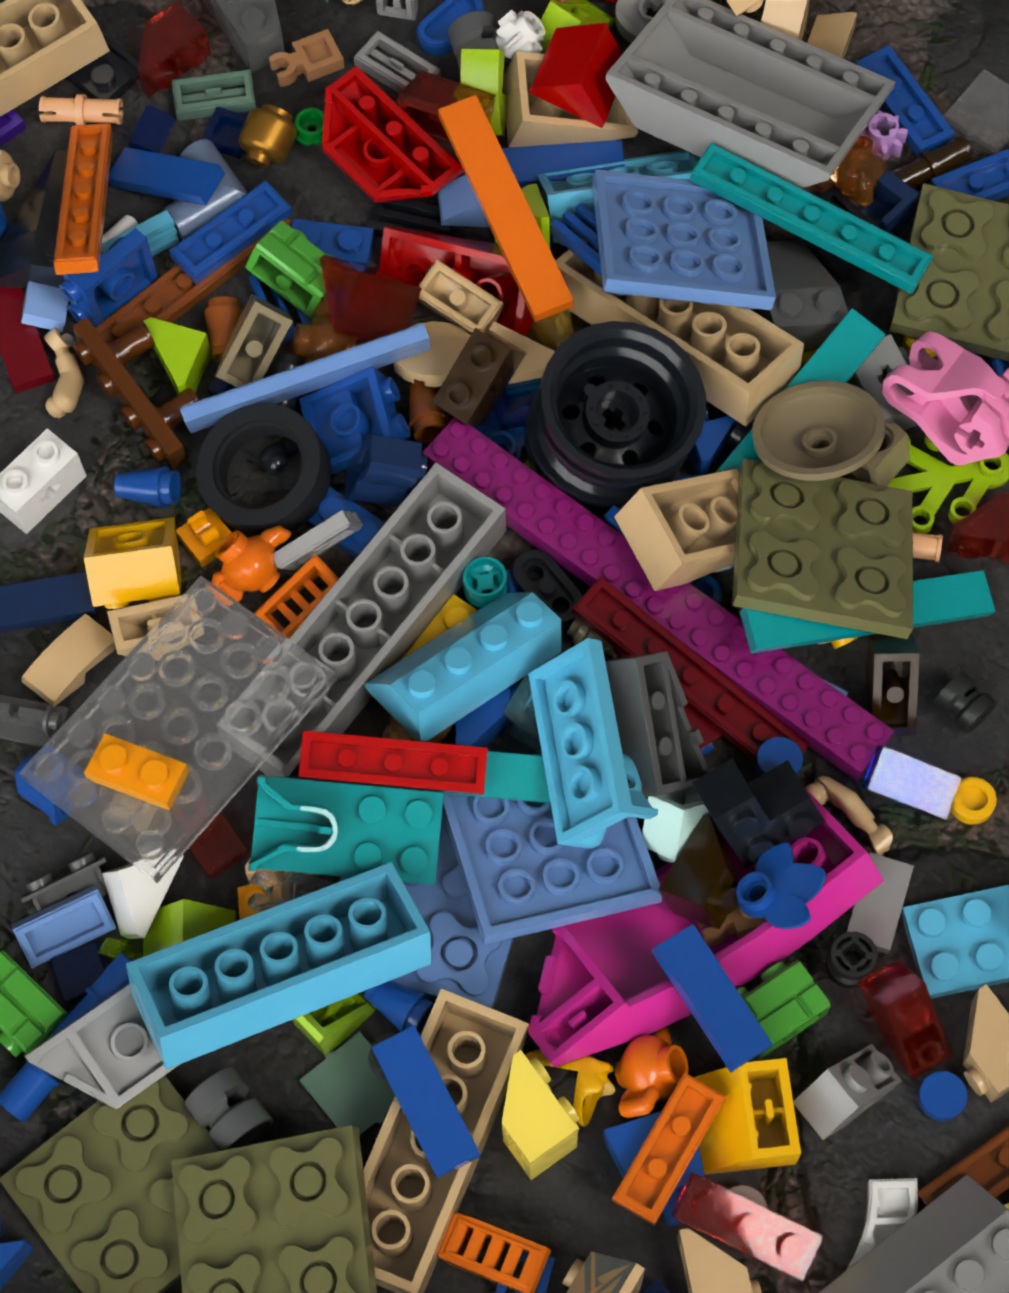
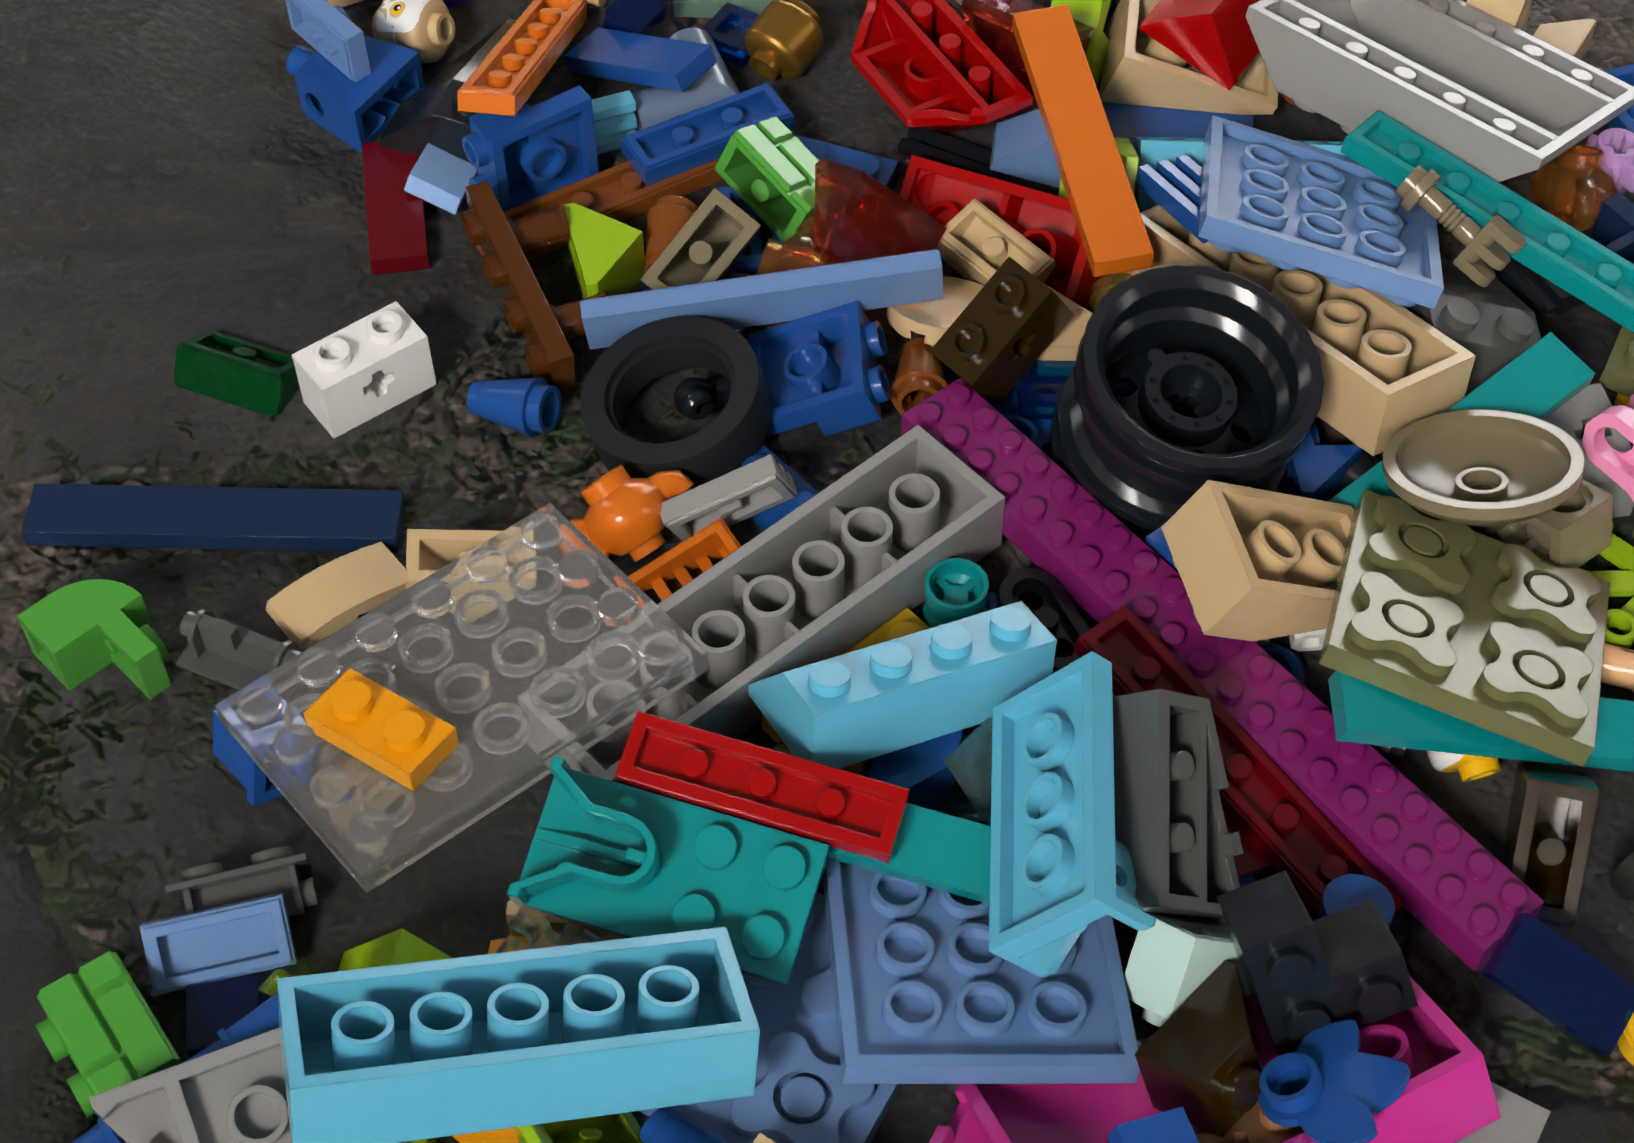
camera: 10 degrees right, 15 degrees down
(71, 379) = (448, 267): tan arm -> none
(133, 562) = (463, 487): yellow slope -> none
(136, 897) = (340, 914): white slope -> none
(203, 535) = (569, 473): light orange tile -> none
(217, 847) = (472, 873): clear red plate -> none
(306, 120) = (839, 41): green plate -> none
(384, 470) = (843, 423): dark blue brick -> none
(800, 245) = (1479, 243): none -> dark tan hinge
(849, 802) = (1459, 998): tan arm -> none

